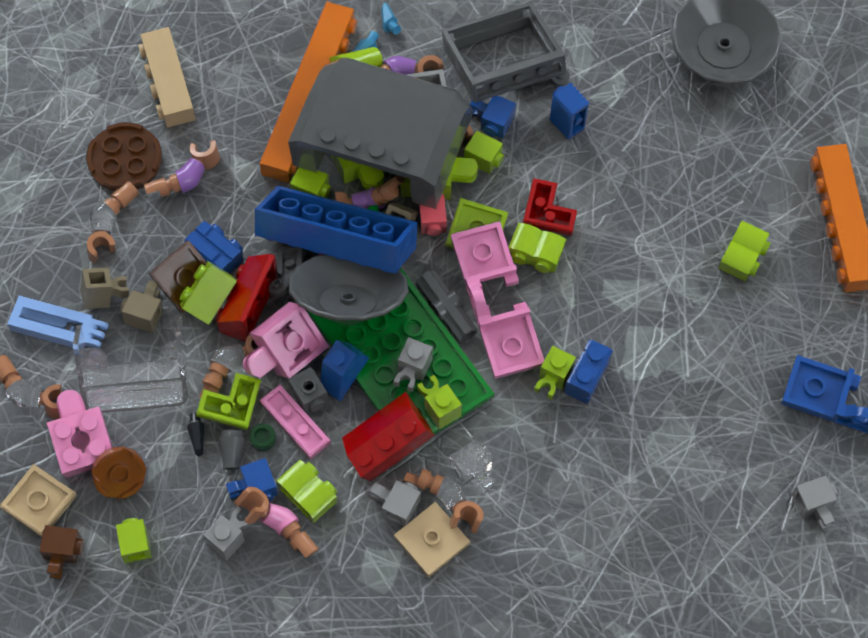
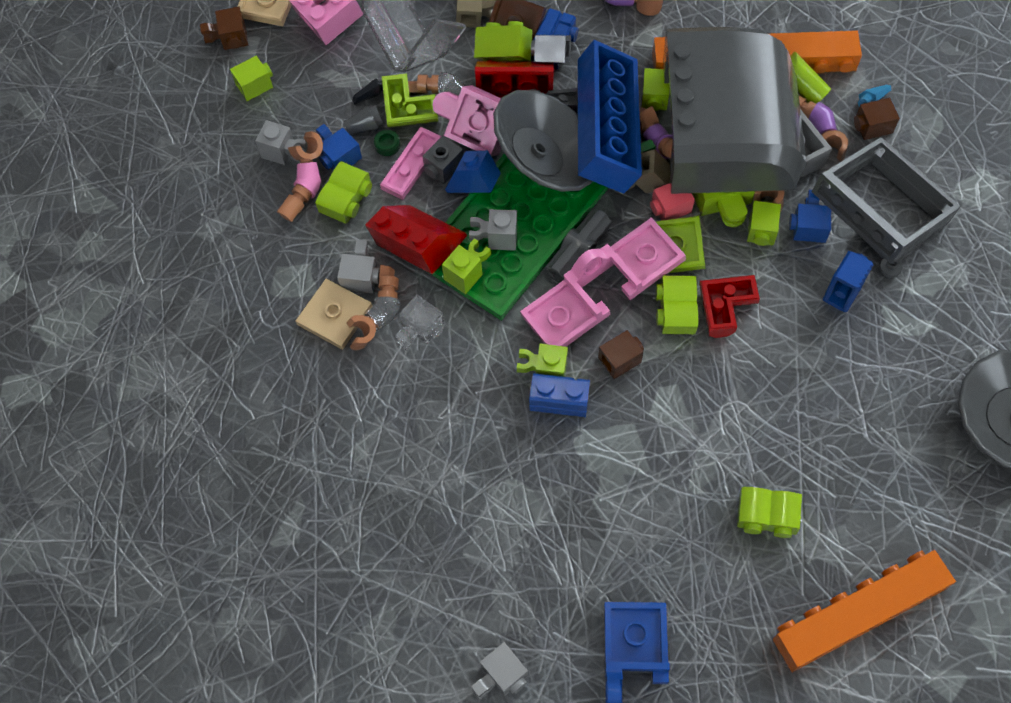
camera: 75 degrees right, 0 degrees up
(118, 472) = (307, 41): dark orange tile -> none
(240, 250) = (551, 48): none -> flat silver brick
(368, 42) = (837, 87): dark azure bar -> none
(416, 26) = (876, 118): none -> reddish brown brick
(566, 309) = (621, 354): none -> reddish brown brick

